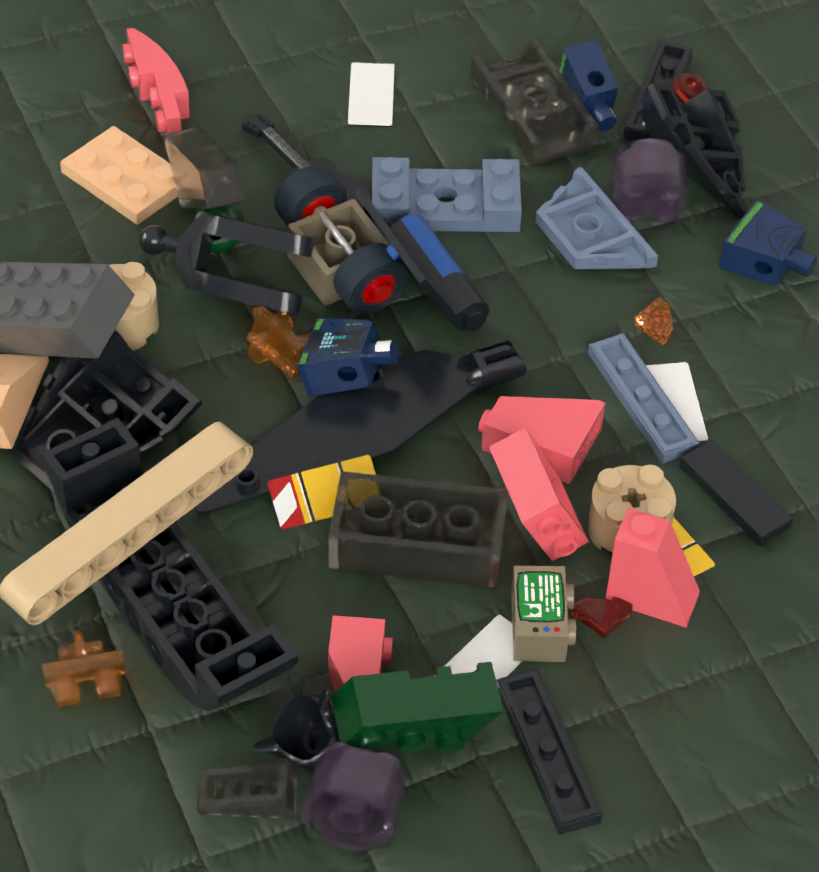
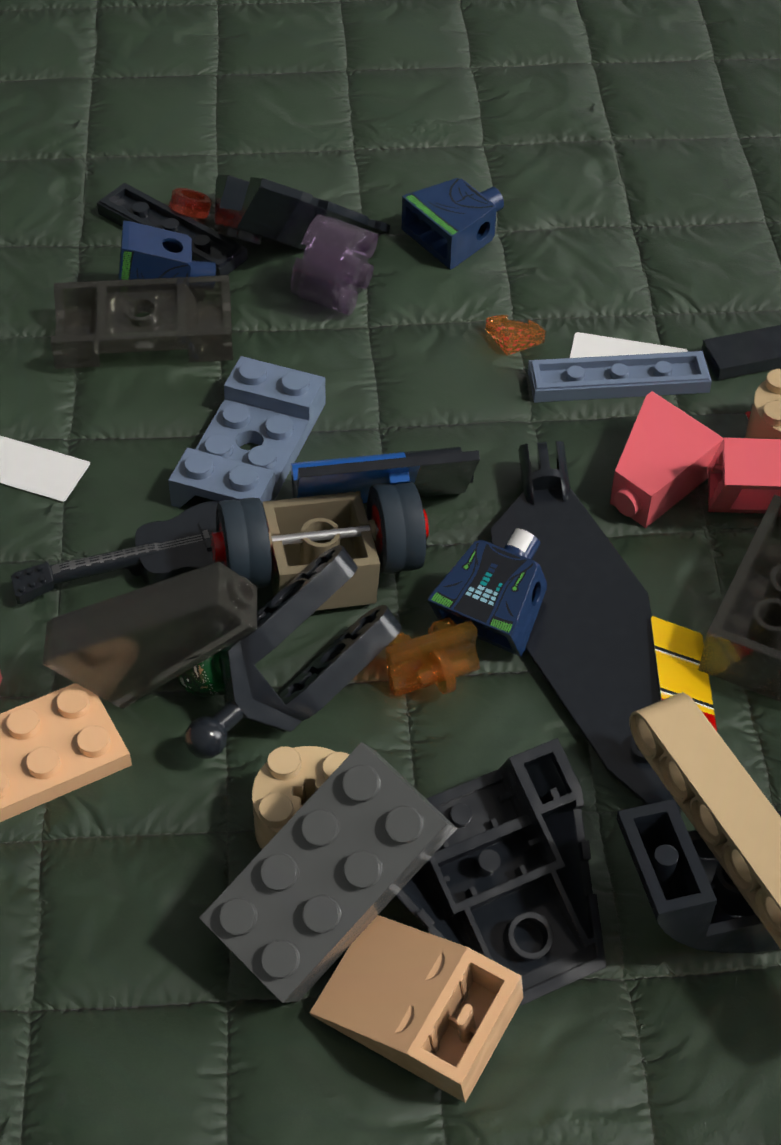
camera: 70 degrees left, 0 degrees up
(592, 229) = (358, 338): sand blue wing -> none

